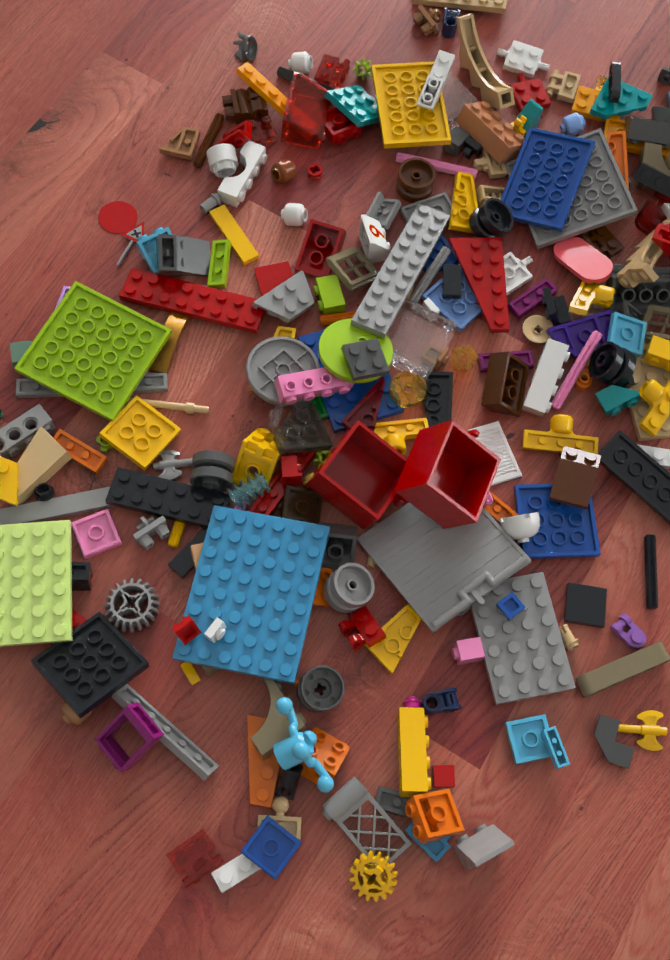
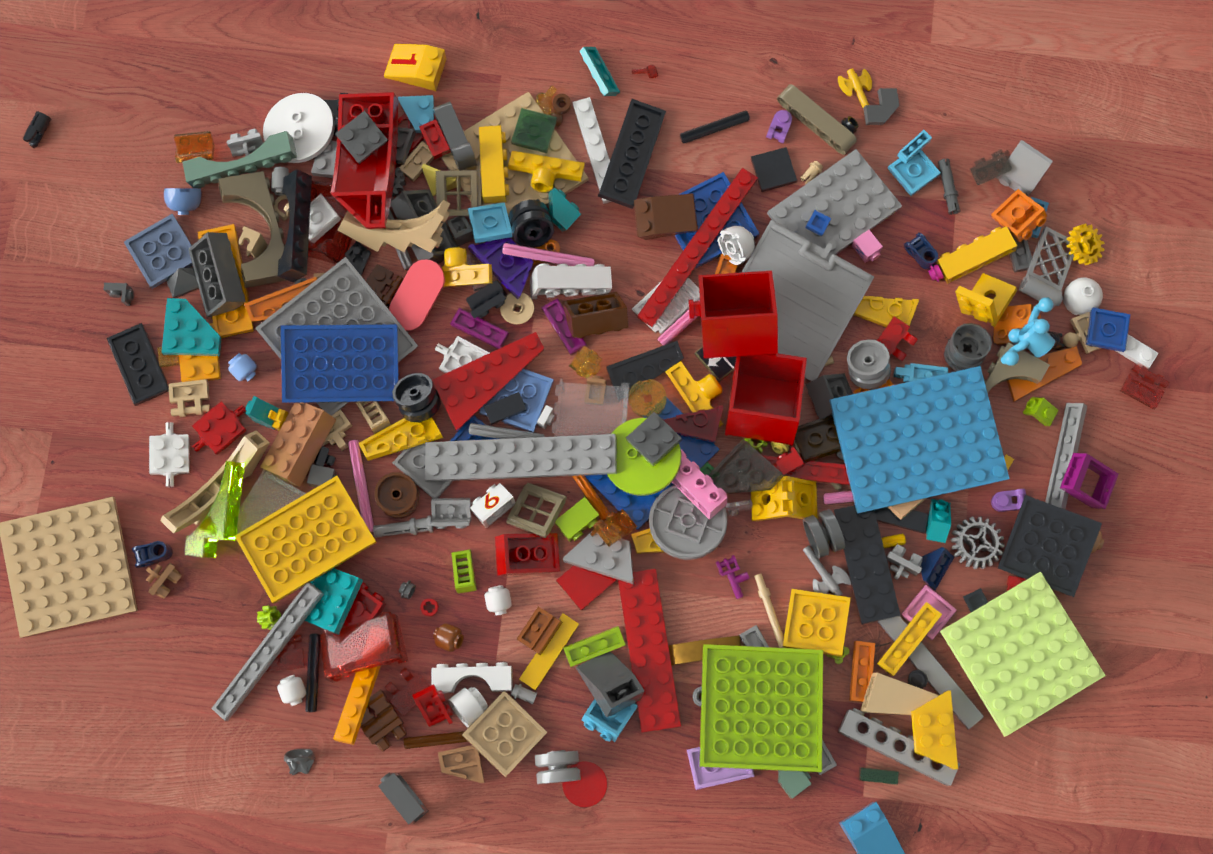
camera: 105 degrees left, 10 degrees up
(81, 499) = (909, 639): none -> yellow plate
(132, 234) = (598, 752): piece -> none
(132, 557) = (935, 566): none -> dark blue slope
(138, 194) = (557, 767): none -> light grey wheel
(158, 652) = (1003, 502): none -> medium lavender plate
(171, 580) = (938, 521): none -> teal slope
(183, 101) = (403, 797): none -> dark grey window
(186, 630) = (987, 473): red tile -> none
(187, 175) = (504, 733): none -> tan plate
(216, 630) = (975, 447): white plate -> none
(224, 734) = (1041, 410): none -> lime bracket
(226, 389) = (734, 580): none -> magenta arm
(249, 489) = (826, 490): clear light blue piece -> none
(253, 232) = (539, 630): none -> dark orange plate
(306, 313) = (614, 527): none -> clear orange bracket
(317, 638) = (918, 371): none -> medium azure hinge
(320, 845) = (1082, 296): none -> white cylinder
(332, 199) = (460, 585): none -> lime slope
(336, 161) = (407, 589): none -> dark grey plate
(338, 58) = (267, 651): none -> light grey tile
(357, 726) = (980, 306): none -> yellow bracket
(385, 184) = (412, 526): none -> light grey pin
(436, 80) = (272, 520): white slope -> none
(443, 776) = (978, 226): red tile -> none
(463, 62) = (223, 516): none -> clear neon green arch
(497, 766) = (949, 187): none -> dark grey pin
(501, 813) = (991, 168): none -> clear smoke bracket
(535, 498) = (697, 247): none -> red plate
(558, 437) = (626, 245): yellow plate -> none
(591, 65) = (138, 364): none -> black tile
(604, 698) = (850, 123): none -> black plate
(614, 82) = (177, 338): black beam -> none
(632, 236) = (358, 256): none -> black piece

